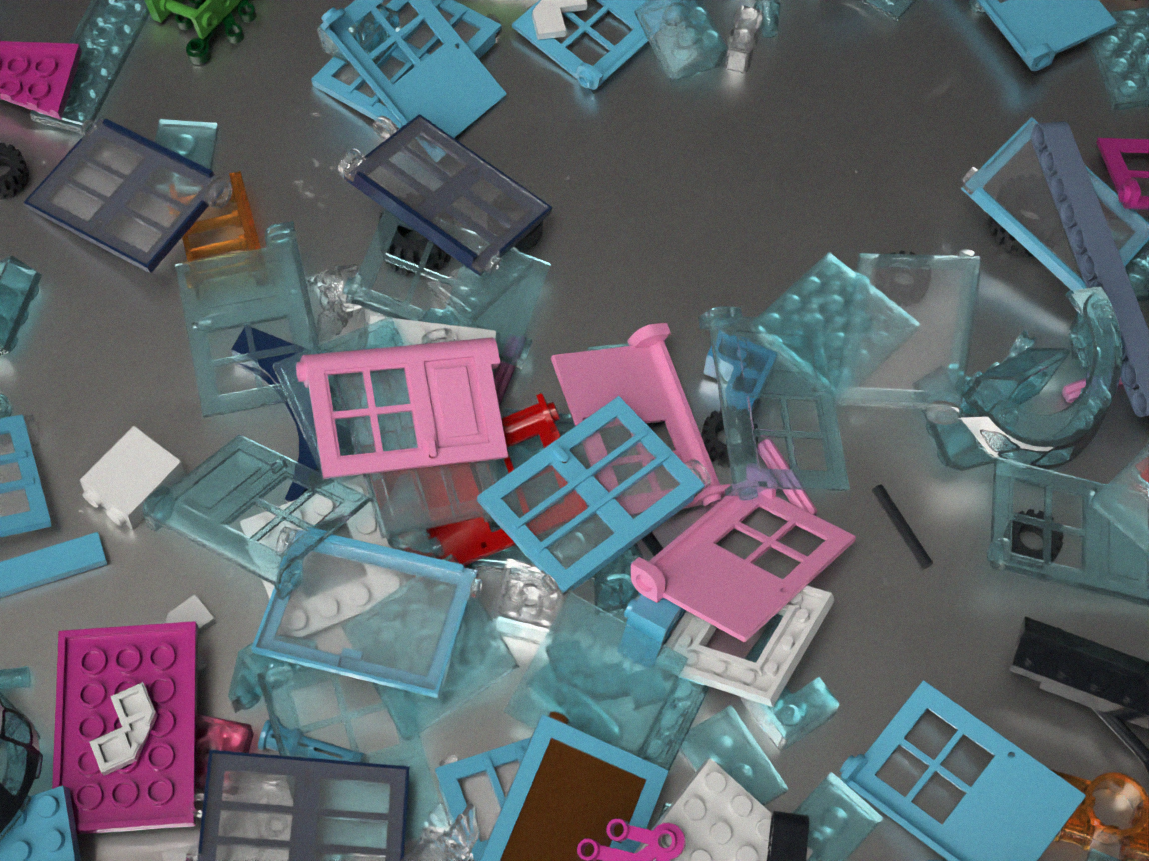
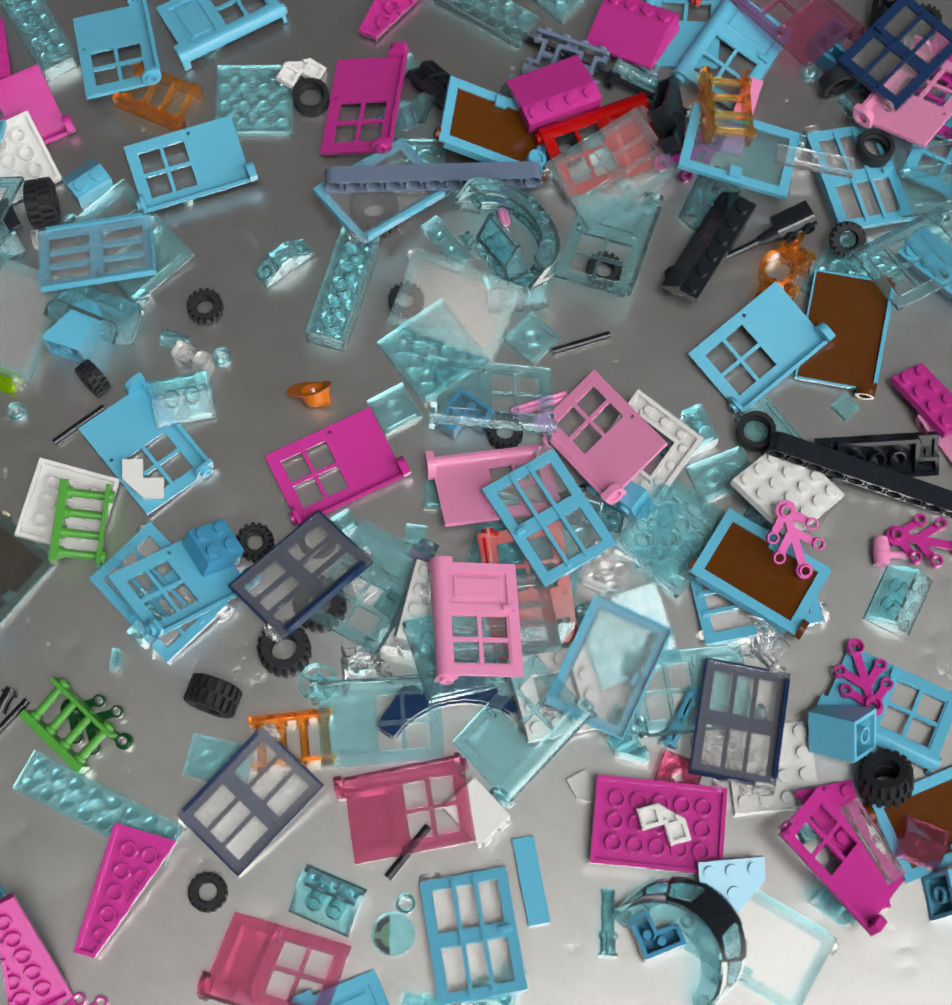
camera: 75 degrees left, 10 degrees up
(71, 401) = (402, 859): none -> black bar
(124, 354) = (380, 813): none -> clear pink door
(263, 124) = (212, 695): none -> black tyre
(304, 22) = (116, 660): none -> clear light blue tile
(311, 256) = (319, 676): none -> clear light blue wheel
(338, 222) = (285, 666): none -> black tyre
(474, 95) = (213, 547): none -> dark azure brick
(499, 137) = (249, 531): none -> black tyre
(544, 344) = (415, 533): none -> clear light blue tile
(549, 251) = (345, 521): none -> clear light blue tile
(649, 259) = (359, 454): none -> dark pink door
(728, 181) = (312, 393): none -> orange piece
(733, 285) = (394, 409): none -> clear light blue tile
(760, 82) = (223, 351): none -> clear light blue bush
(828, 781) = (760, 417): none -> black tyre
(829, 31) = (199, 297): none -> black tyre
(890, 194) = (342, 292): none -> clear light blue brick
(890, 456) = (532, 338): none -> clear light blue tile
(920, 119) = (282, 261): none -> clear light blue slope
(1010, 320) = (445, 241): none -> clear light blue tile

